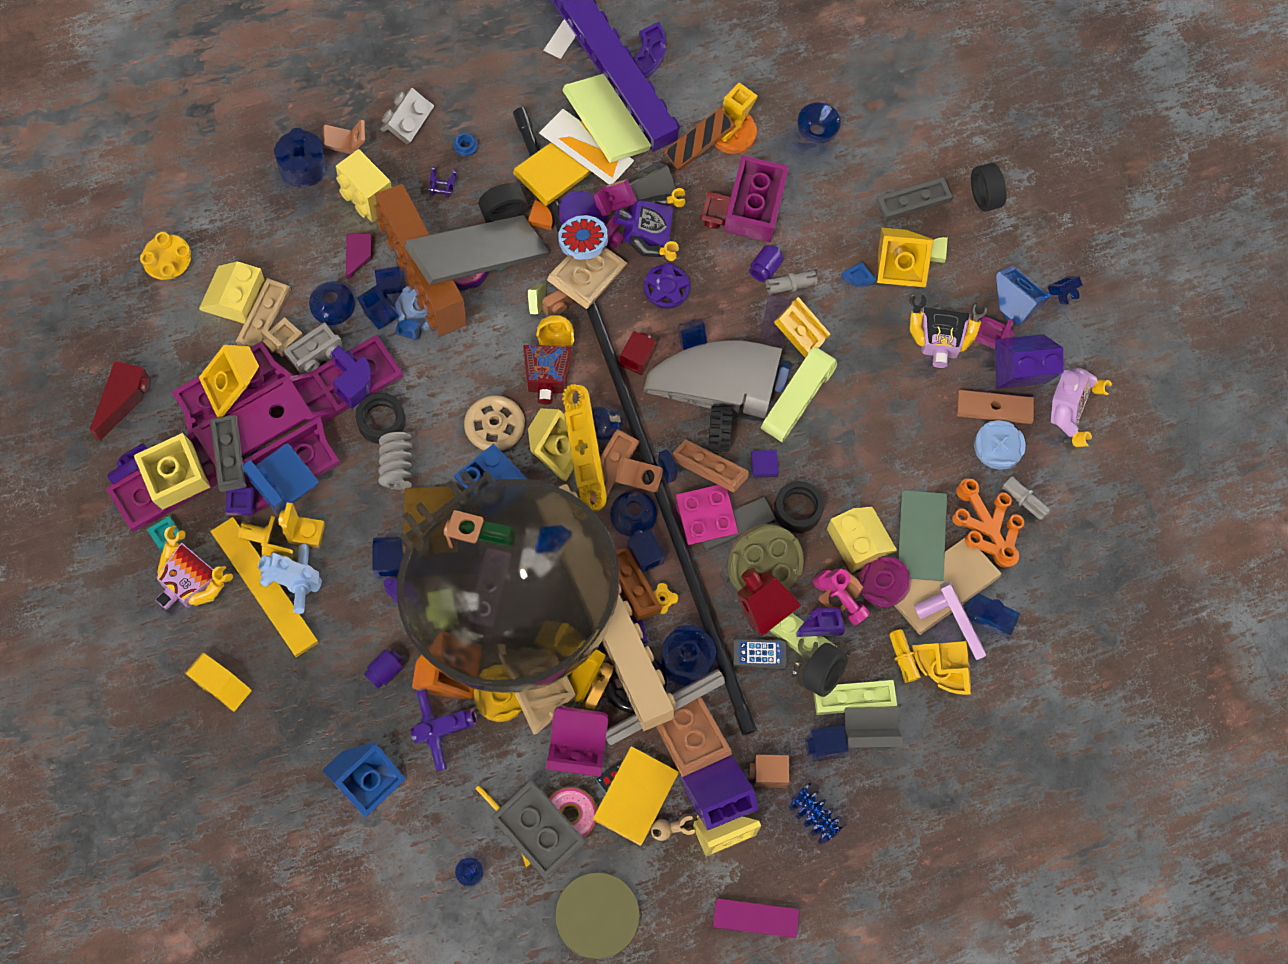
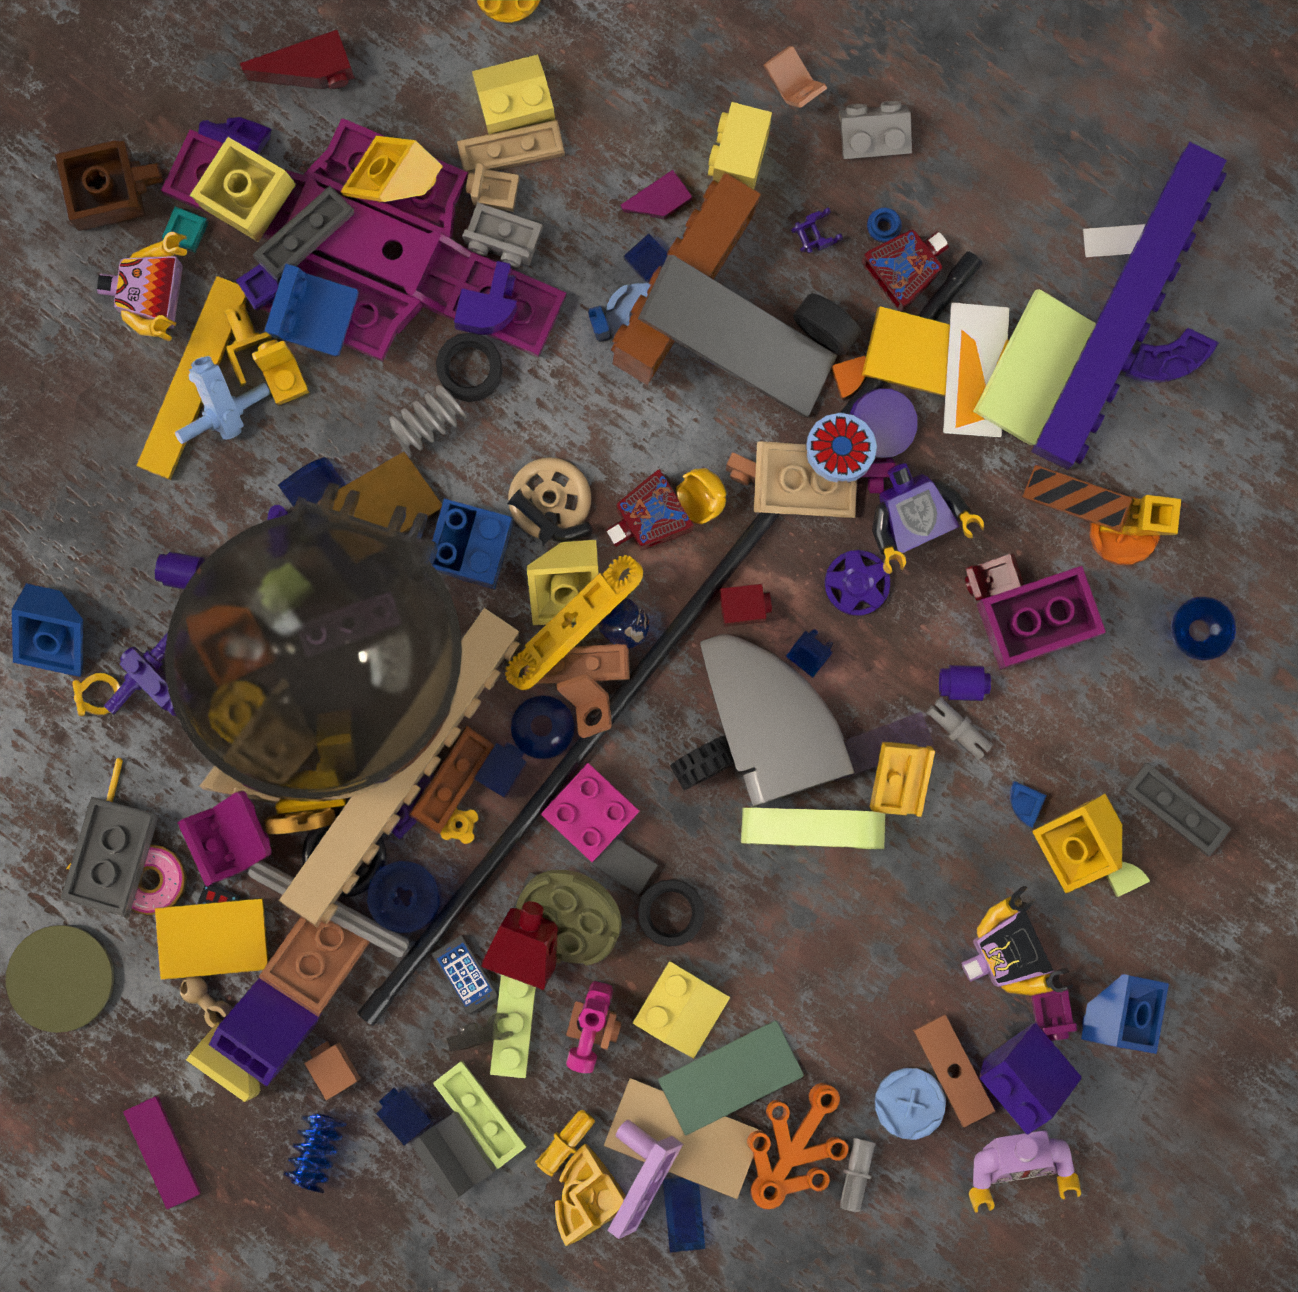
camera: 65 degrees right, 15 degrees up
(107, 550) = (121, 194): none -> reddish brown hinge
(218, 681) = (53, 405): yellow slope -> none
(300, 158) = (736, 31): clear blue brick -> none
(334, 312) = (577, 230): clear blue piece -> none
(378, 307) = (598, 271): clear blue brick -> none
(427, 788) = (78, 688): none -> yellow piece
(452, 531) = (348, 549): nougat bracket -> none
(469, 872) = (21, 812): clear blue tile -> none
(491, 532) = (369, 588): dark green tile -> none
(498, 147) = (905, 266): none -> torso
(509, 430) = (547, 522): none -> black piece
(535, 298) = (738, 441): yellowish green tile -> none
(552, 538) = (406, 667): clear blue slope -> none
(614, 197) = (925, 446): magenta bracket -> none
(652, 181) = (977, 475): dark grey panel -> none
(669, 468) = (622, 730): clear blue tile -> none
(709, 465) = (651, 778): nougat tile -> none
(764, 463) = (702, 839): dark purple tile -> none
(782, 376) = (828, 792): blue tile -> none
(822, 623) = (542, 1025): dark purple tile -> none
(824, 669) = (477, 1064): black tyre -> none
(885, 581) = (640, 1067): magenta tile -> none
(988, 187) = (1250, 893): black tyre -> none
(1065, 286) = (1178, 1066): clear blue tile -> none

